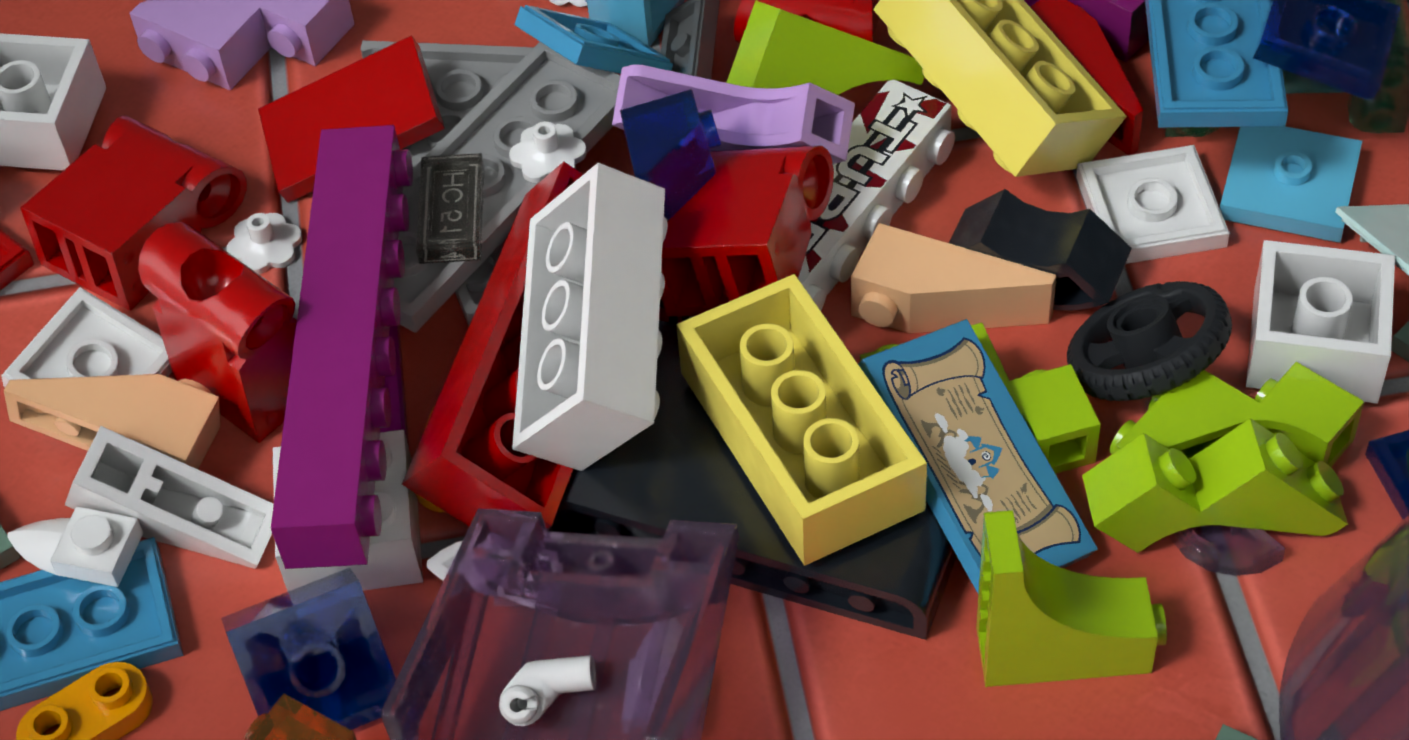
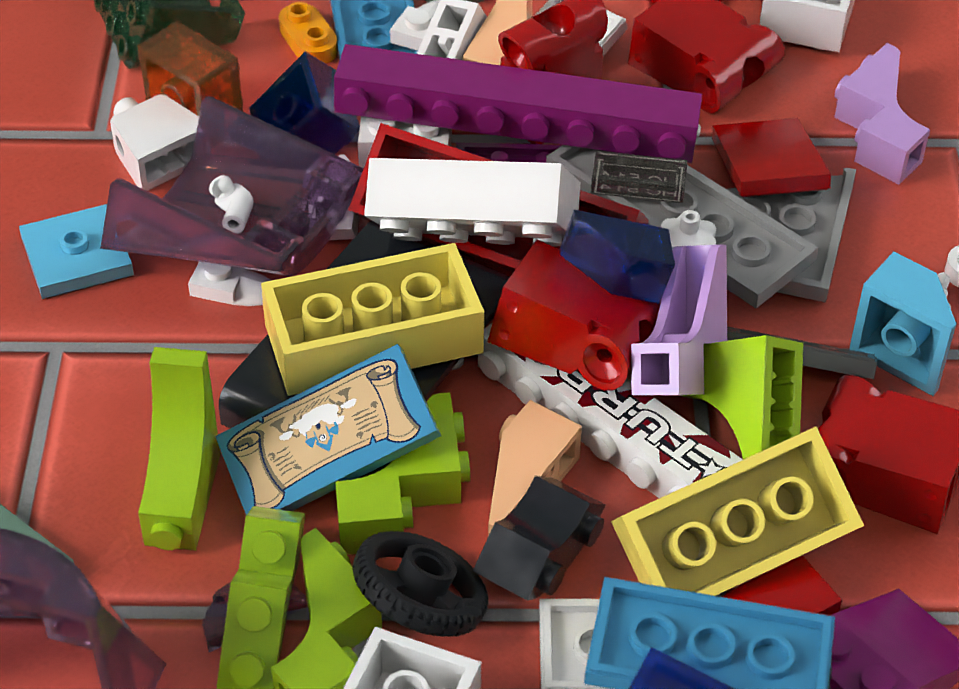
camera: 95 degrees right, 5 degrees down
(588, 40) = (814, 282): dark azure tile -> none

